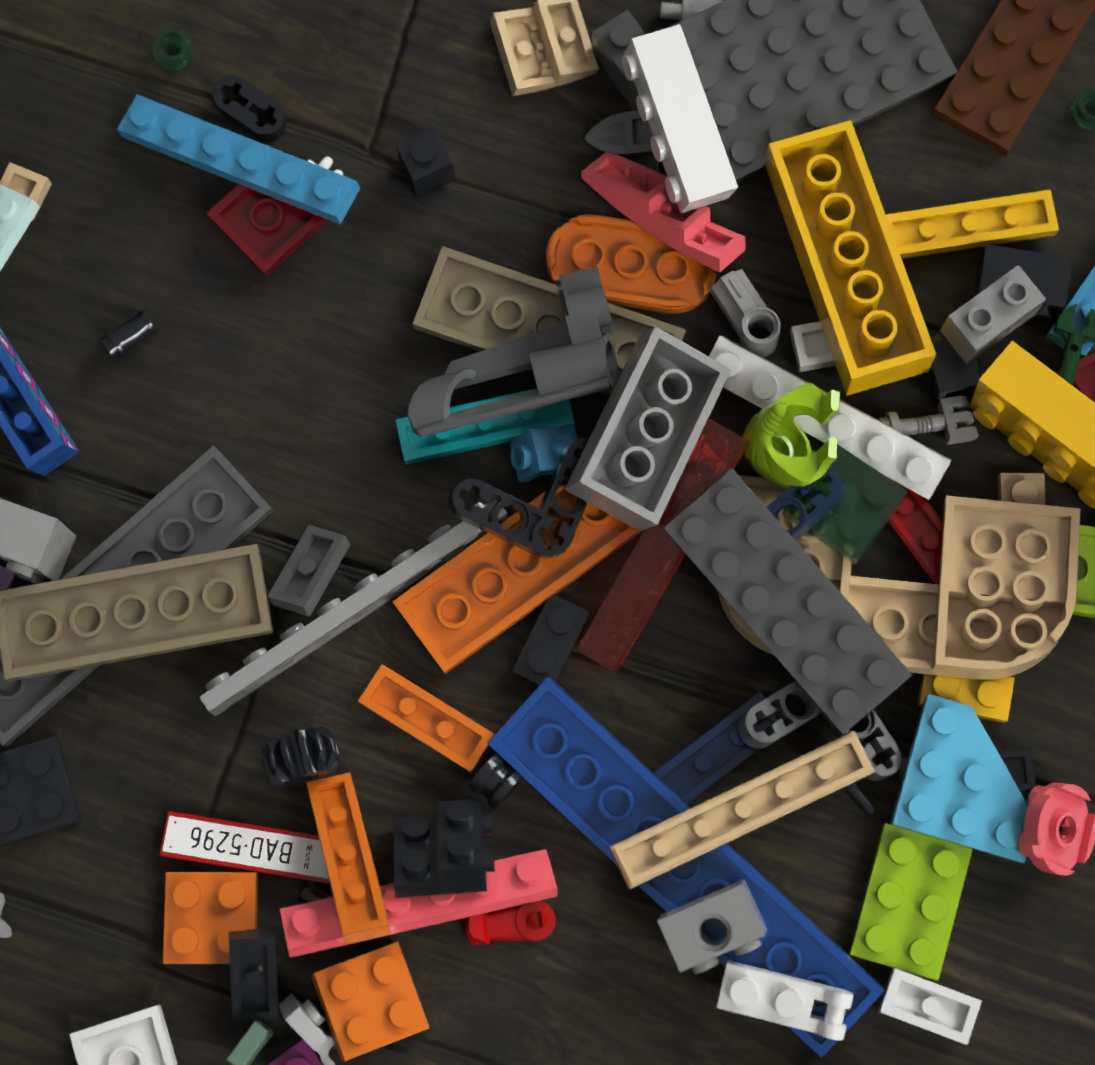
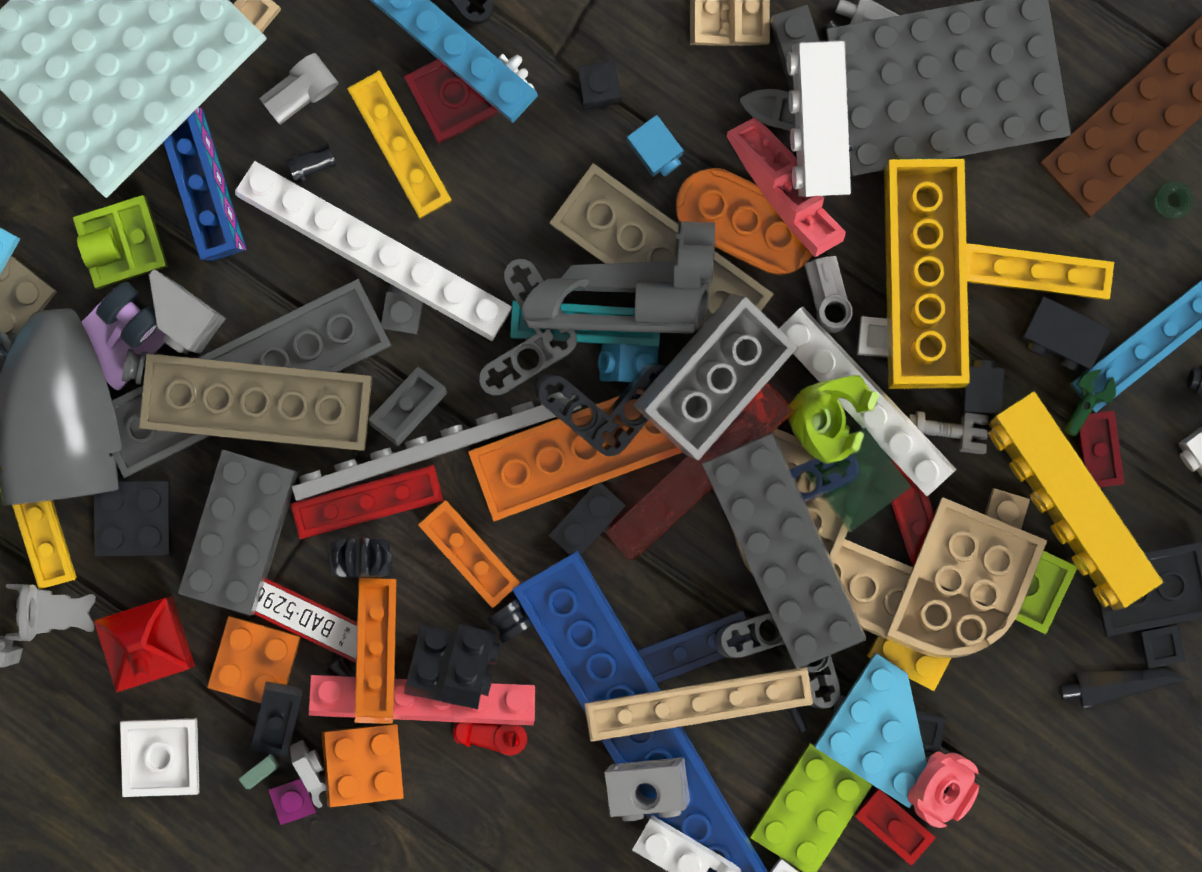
camera: 10 degrees right, 10 degrees up
(74, 932) = (144, 643): none -> red piece
(99, 251) = (306, 83): none -> light grey piece
(151, 769) = (238, 532): none -> dark grey brick
(222, 290) = (399, 144): none -> yellow tile
(224, 411) = (373, 251): none -> white plate
(274, 458) = (401, 311): none -> dark grey plate
(292, 695) = (366, 502): none -> red tile
(437, 455) = (538, 342): none -> dark grey beam
(507, 210) = (656, 147): none -> dark azure brick
(992, 314) = (1027, 362): light grey brick -> none
(1013, 891) = (894, 826): none -> red plate

